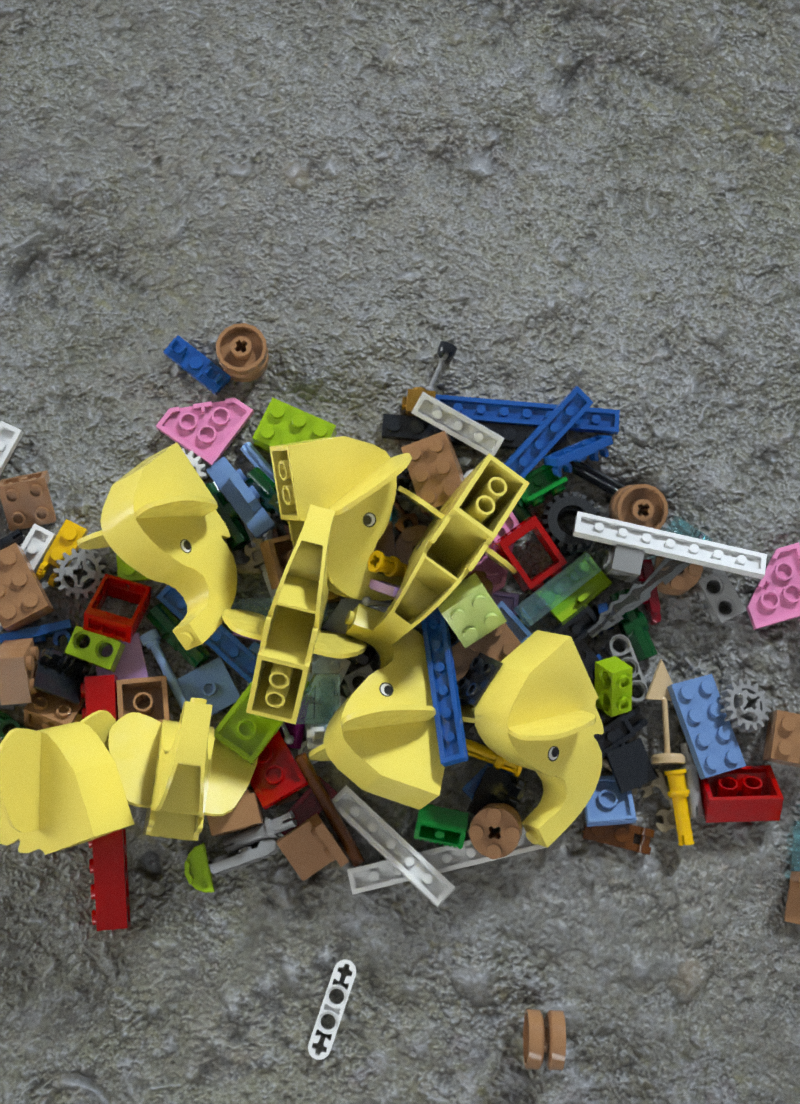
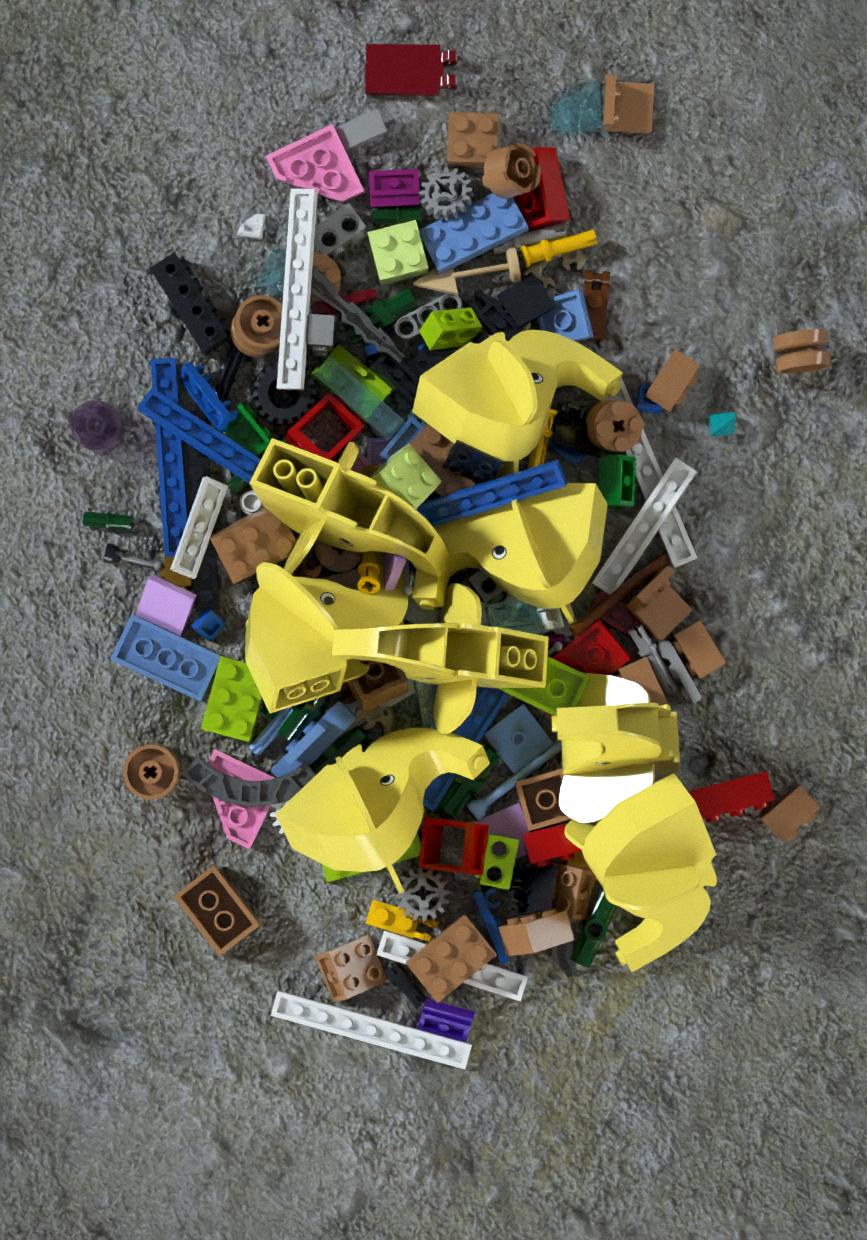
camera: 90 degrees left, 10 degrees up
(81, 946) = (790, 813): none -> medium nougat brick
(105, 388) = (217, 909): none -> medium nougat brick
(197, 365) = (171, 820): blue plate -> none
(198, 870) = (699, 714): lime plate -> none
(208, 428) = (245, 791): none -> dark grey tile
(261, 879) = (698, 650): none -> medium nougat brick
(331, 1008) = (807, 560): white beam -> none
(344, 381) = (166, 658): none -> medium blue plate
(367, 423) = (208, 624): none -> blue plate
(392, 387) = (165, 605): none -> lavender tile
(477, 352) = (108, 520): none -> dark green axle
(482, 943) = (721, 424): none -> teal slope
(518, 873) = (644, 403): none -> blue plate
(533, 899) = (672, 380): none -> medium nougat brick
(573, 357) = (83, 427): none -> clear purple brick
(666, 453) = (190, 304): none -> black brick
(692, 650) = (398, 252): none -> yellowish green brick
(727, 656) = (396, 216): none -> dark green axle
(731, 522) = (253, 227): none -> white tile
(754, 657) = (394, 188): none -> magenta plate
(762, 769) = (511, 171): none -> medium nougat brick

